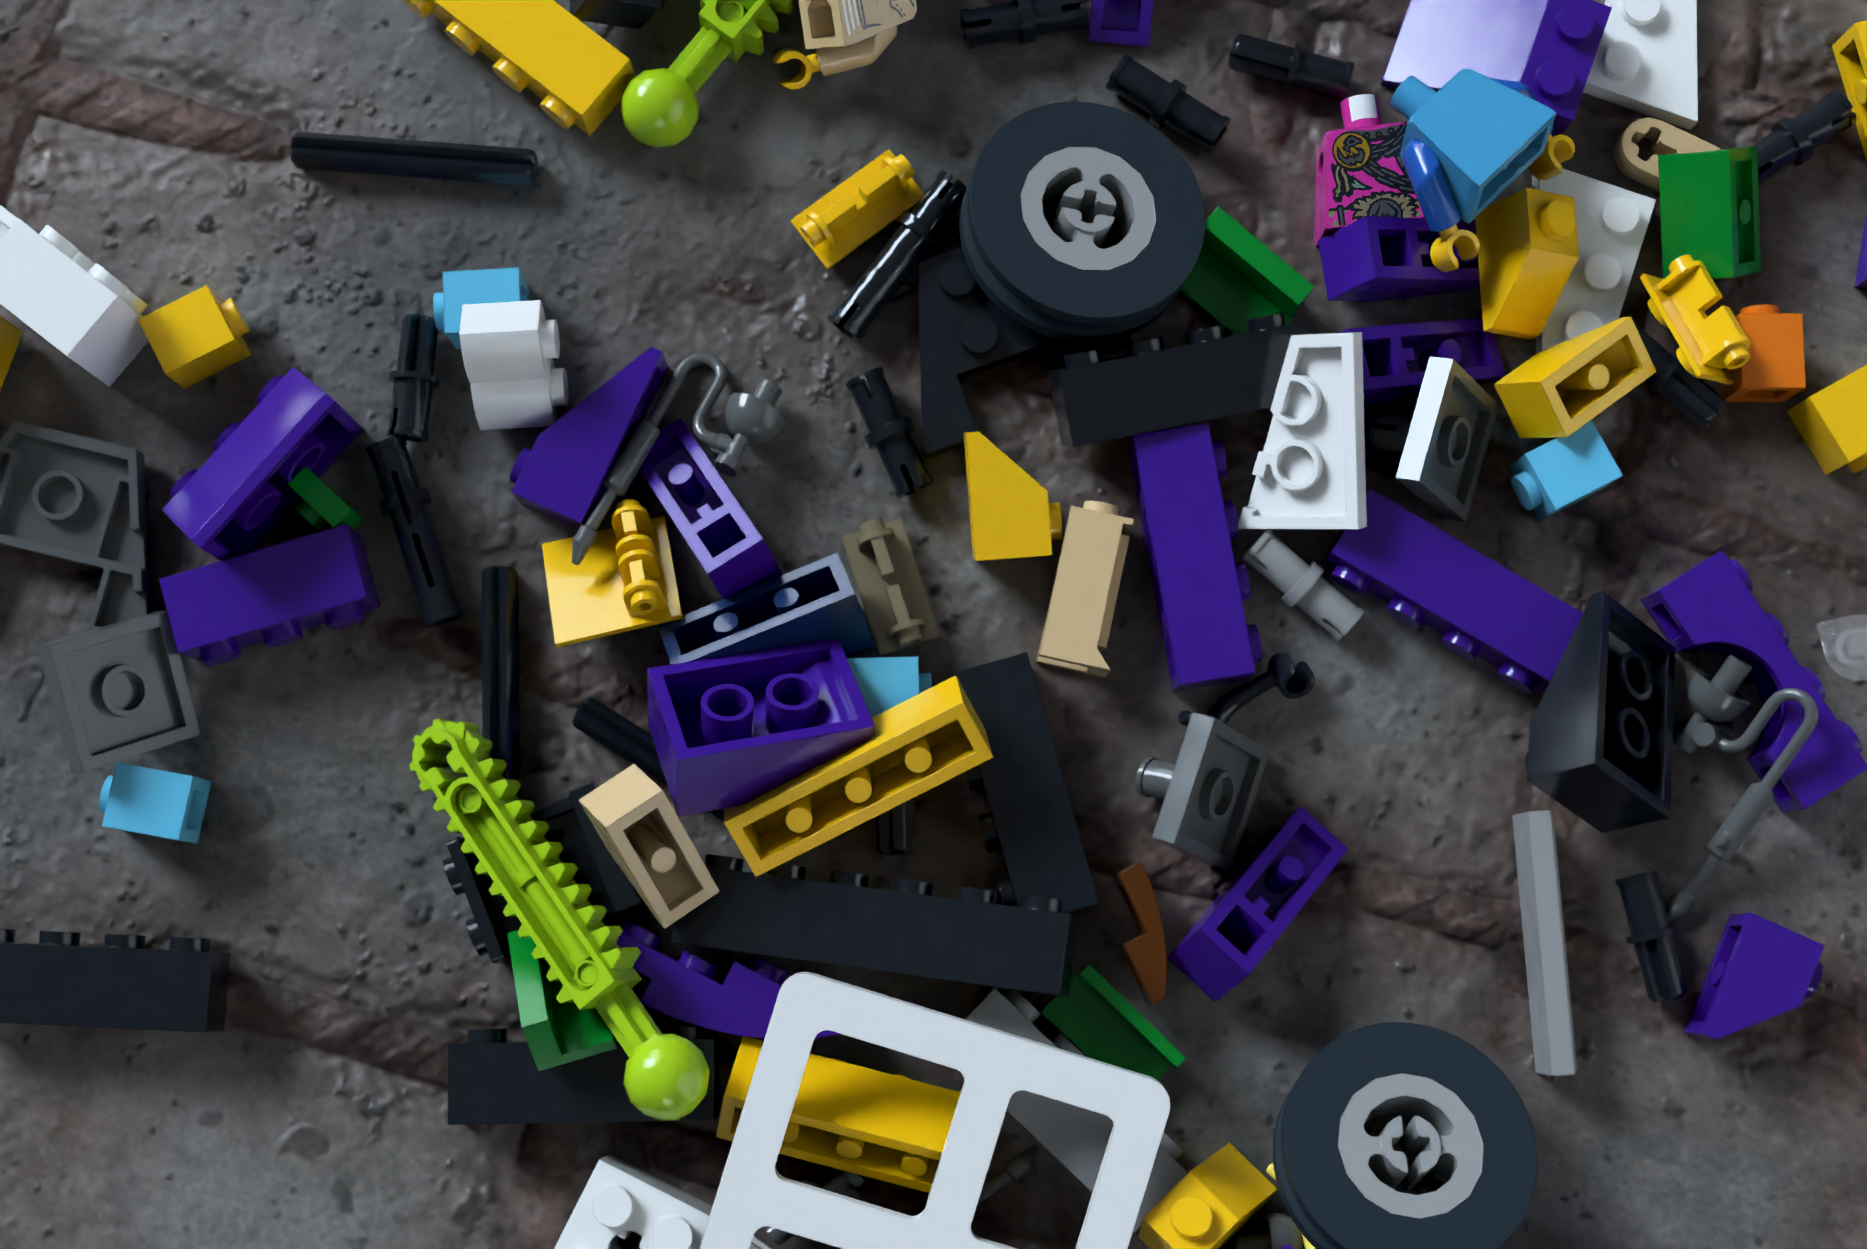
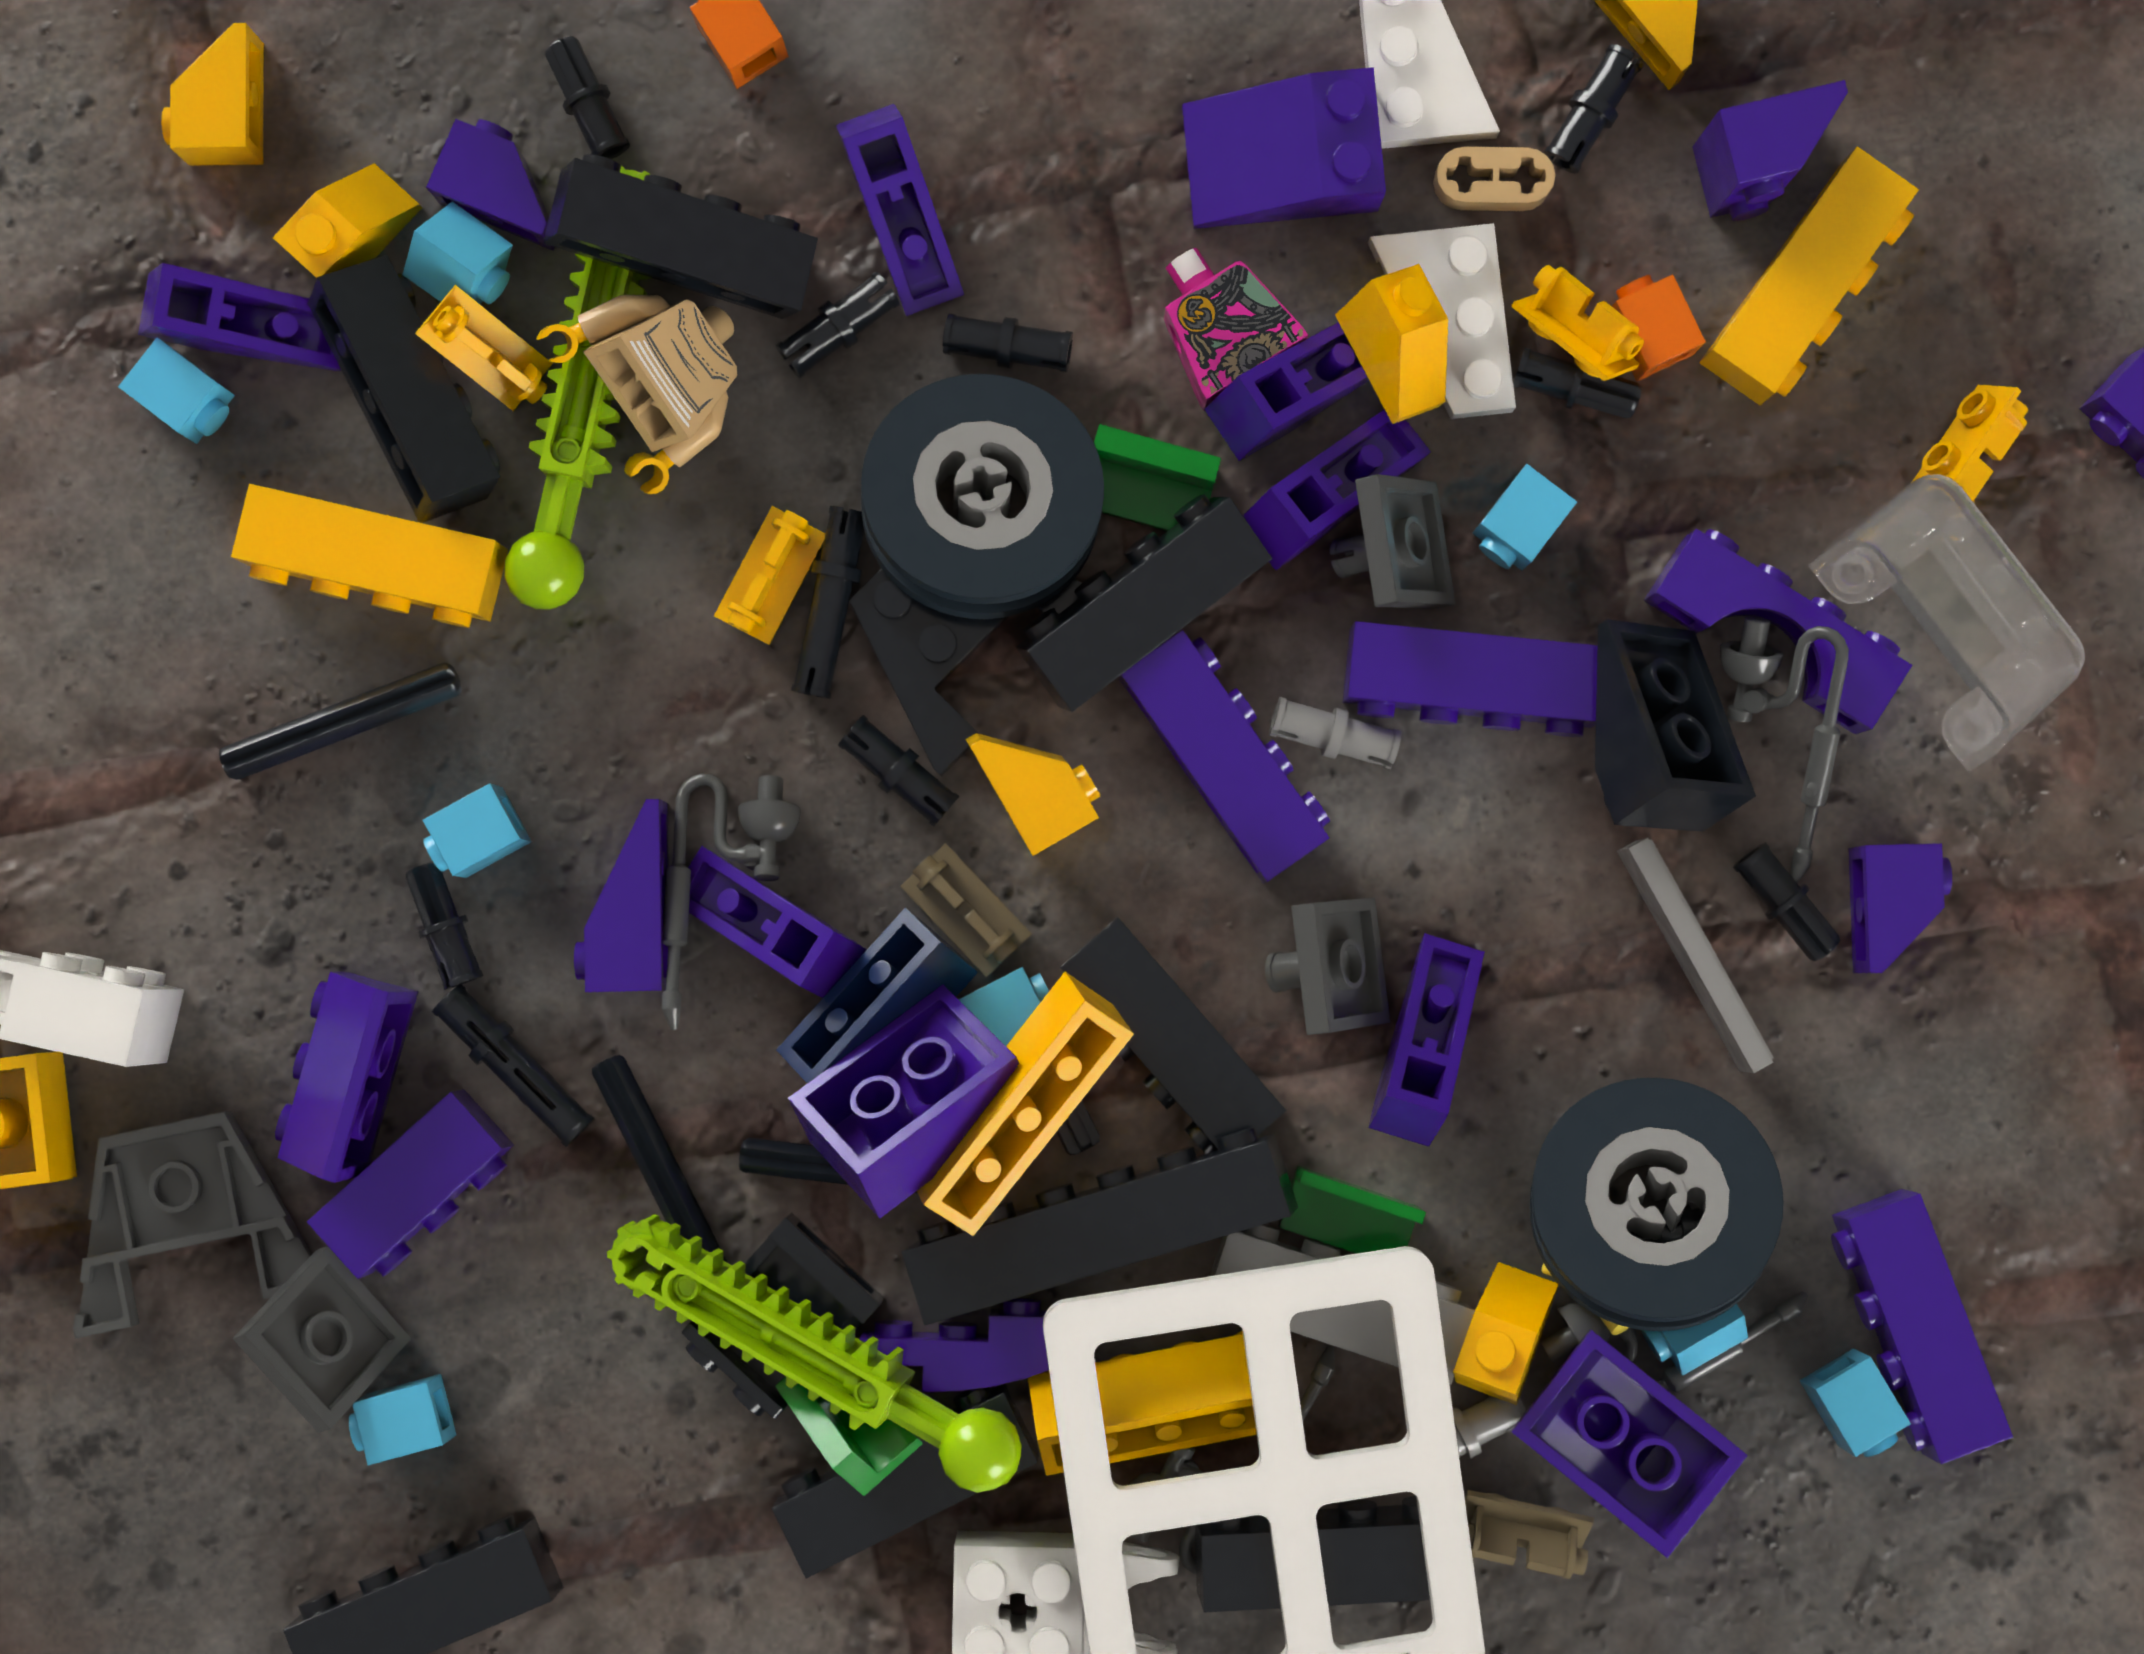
camera: 20 degrees left, 5 degrees up
(197, 336) = (225, 981): yellow brick -> none
(322, 504) = (418, 1081): green plate -> none
(511, 364) = (528, 875): white brick -> none
(619, 585) = (722, 1028): yellow hinge -> none
(649, 844) = (865, 1252): tan slope -> none
(1085, 589) = (1141, 829): tan window -> none
(1146, 951) = (1346, 1127): reddish brown slope -> none
(1290, 679) = (1363, 825): black piece -> none
(1291, 66) = (1103, 253): black axle -> none
(1316, 440) = (1288, 606): white wing -> none
(1469, 148) = (1303, 266): dark azure torso -> none
(1575, 380) = (1495, 432): yellow slope -> none
(1711, 210) = (1549, 213): green panel -> none

